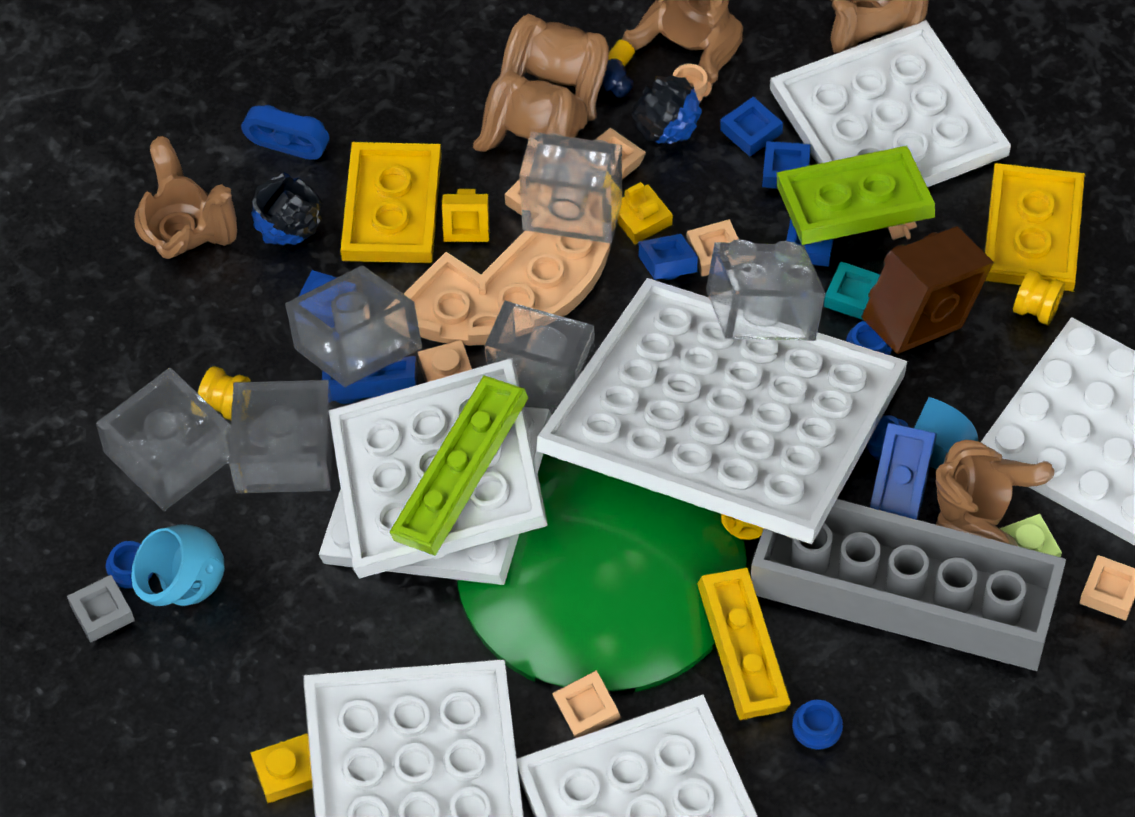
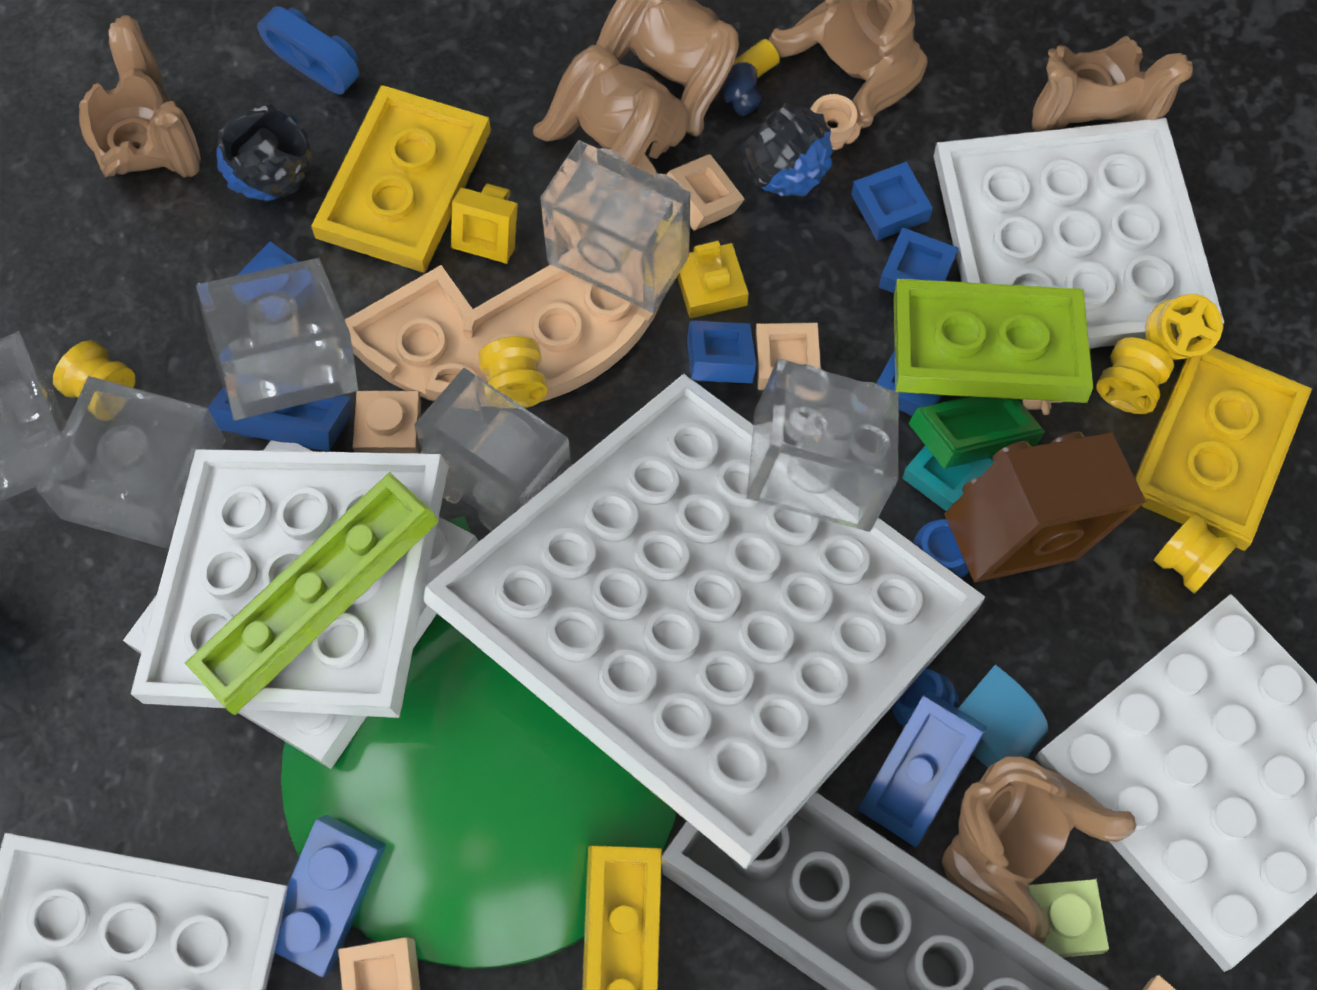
camera: 15 degrees right, 10 degrees up
(531, 662) = (326, 893): none -> plate
(532, 293) = (513, 369): none -> yellow wheel
(858, 257) = (973, 428): none -> green tile
(961, 196) = (1135, 375): none -> yellow wheel
(991, 146) = (1196, 321): none -> yellow wheel

